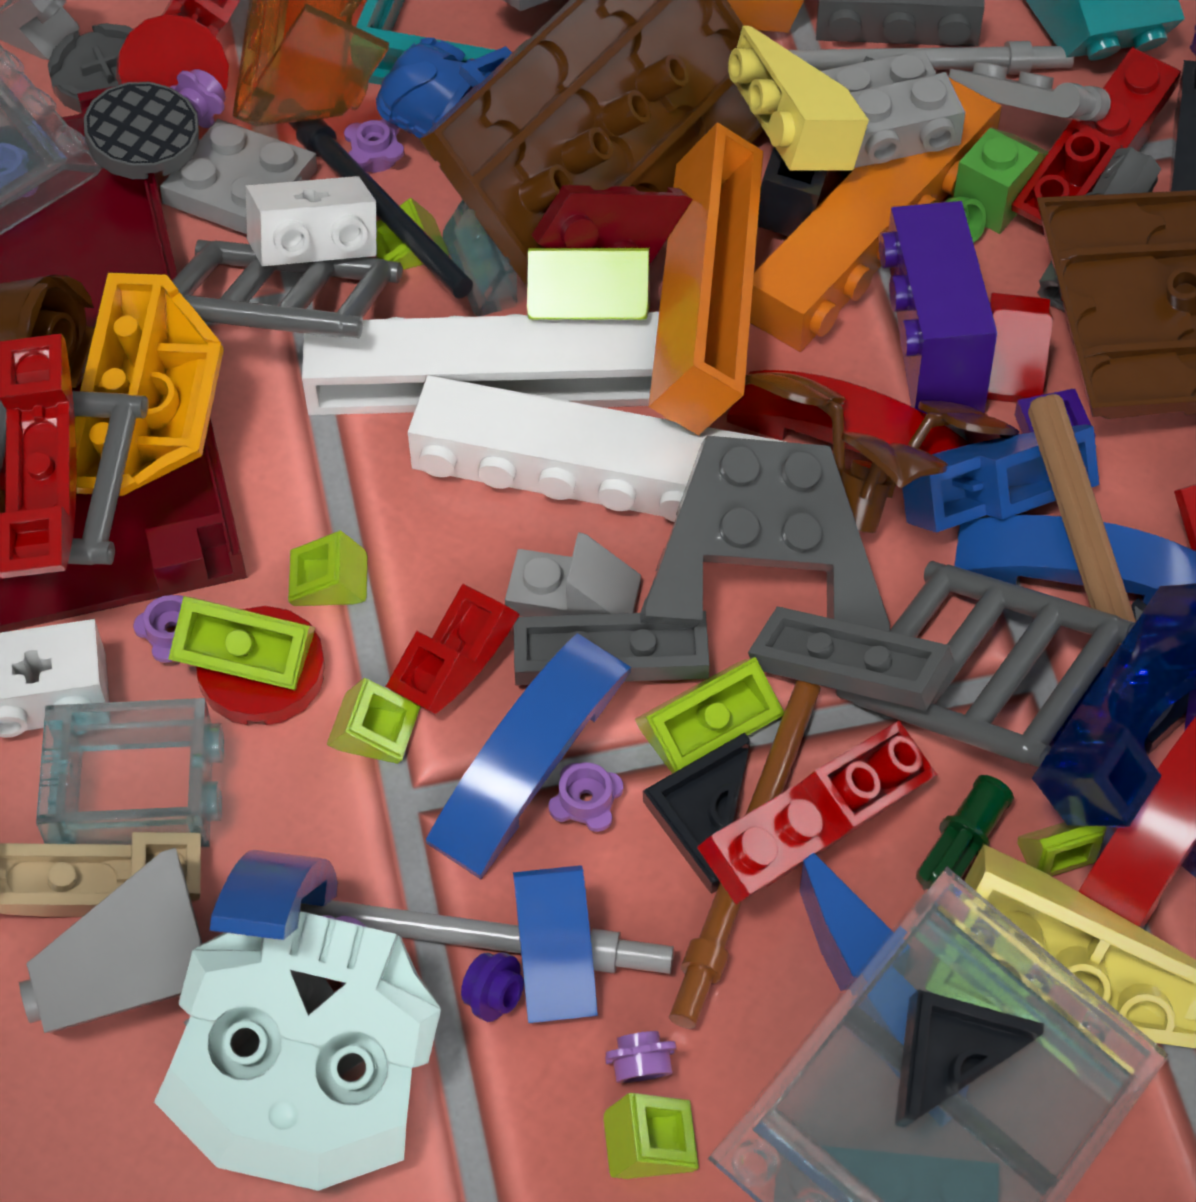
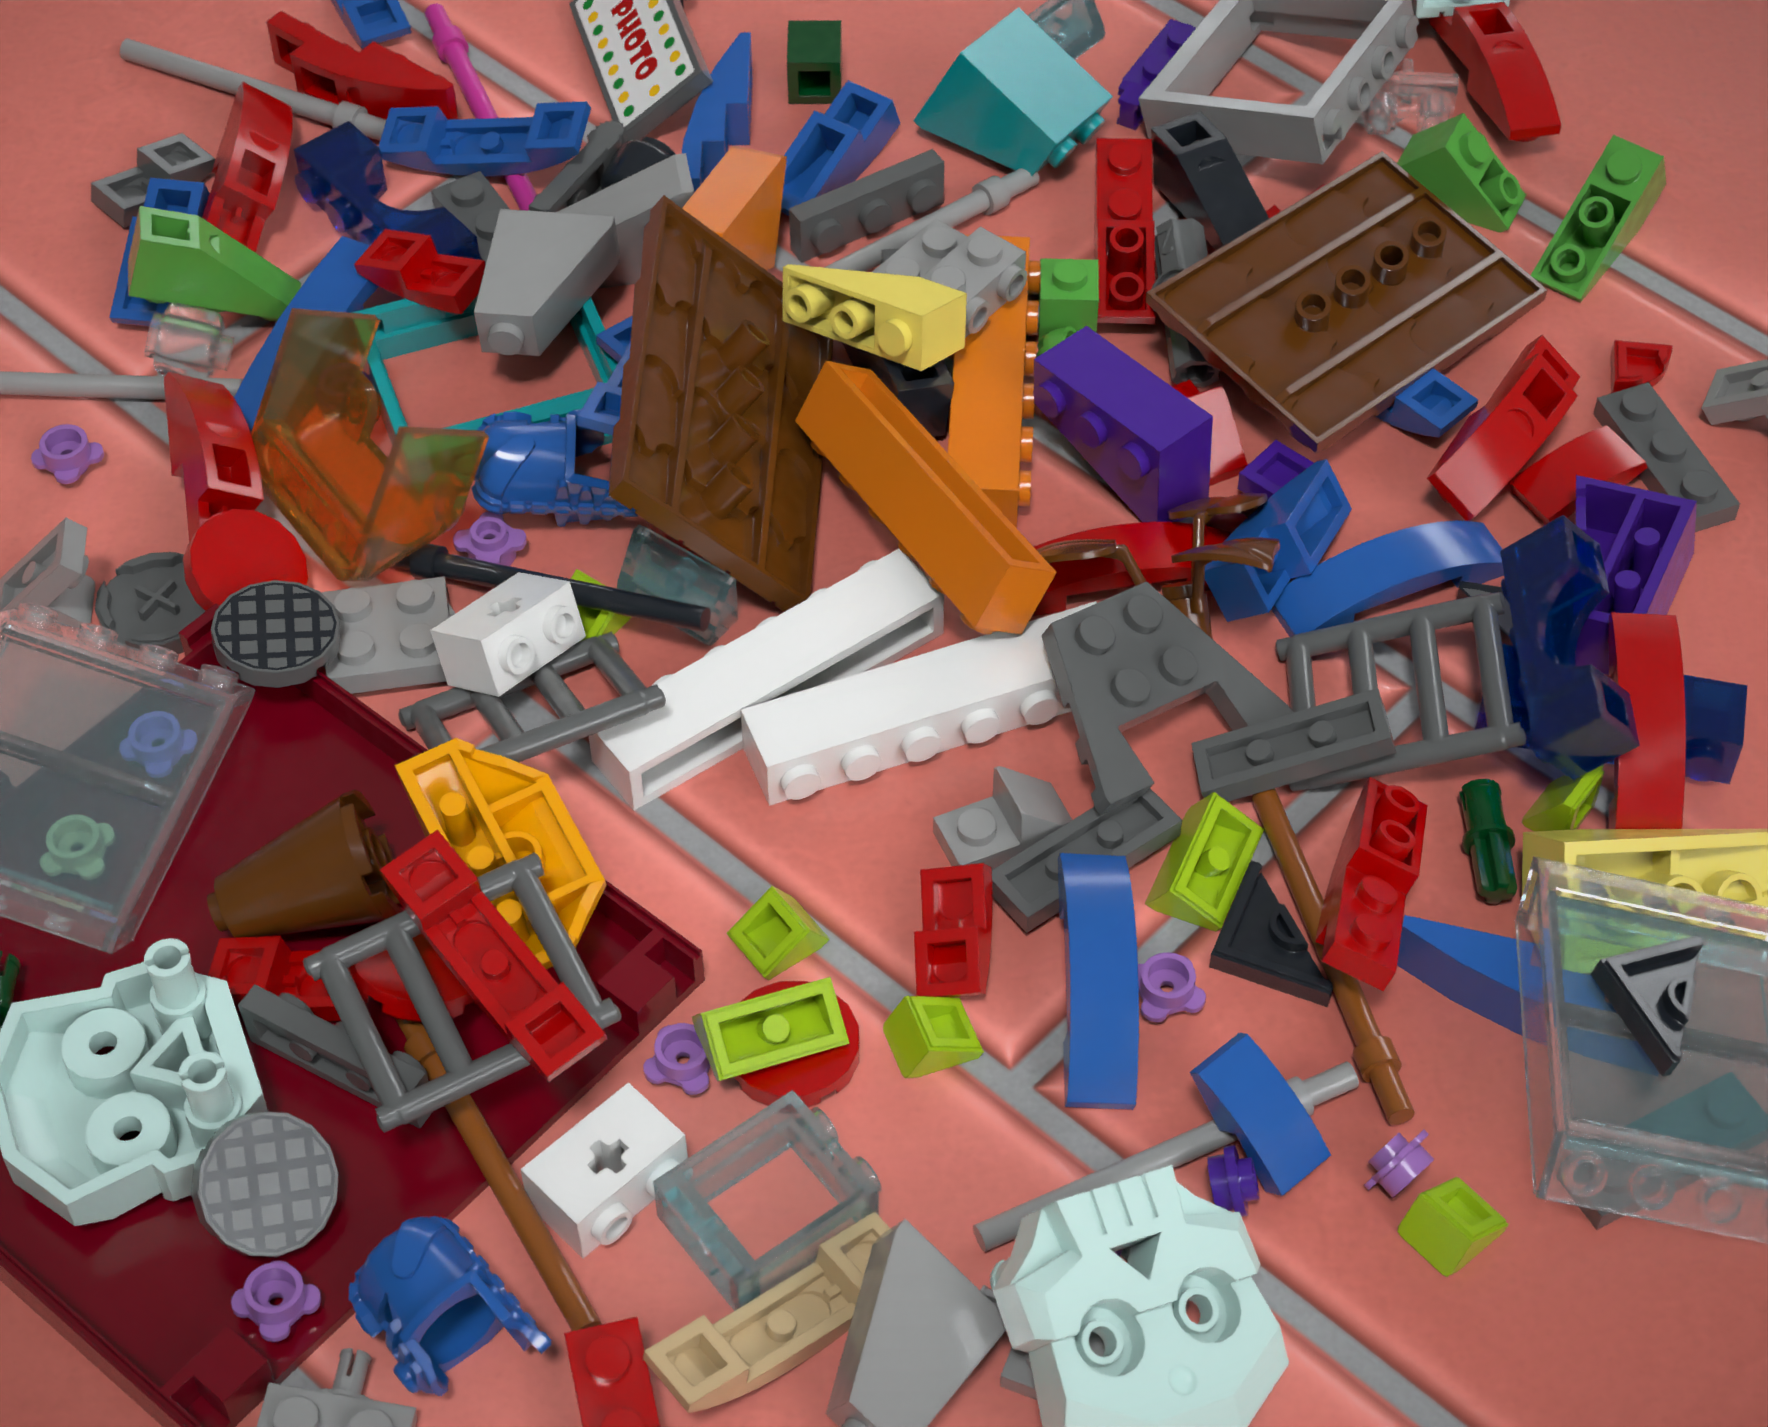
camera: 35 degrees left, 5 degrees down
(203, 93) = (301, 567): medium lavender plate -> none
(267, 891) = (1047, 1191): blue slope -> none
(588, 283) = (822, 556): slope -> none
(611, 218) = (802, 498): dark red wing -> none
(1035, 92) = (1049, 213): light grey plate -> none
(1079, 508) = (1380, 530): medium nougat axle -> none

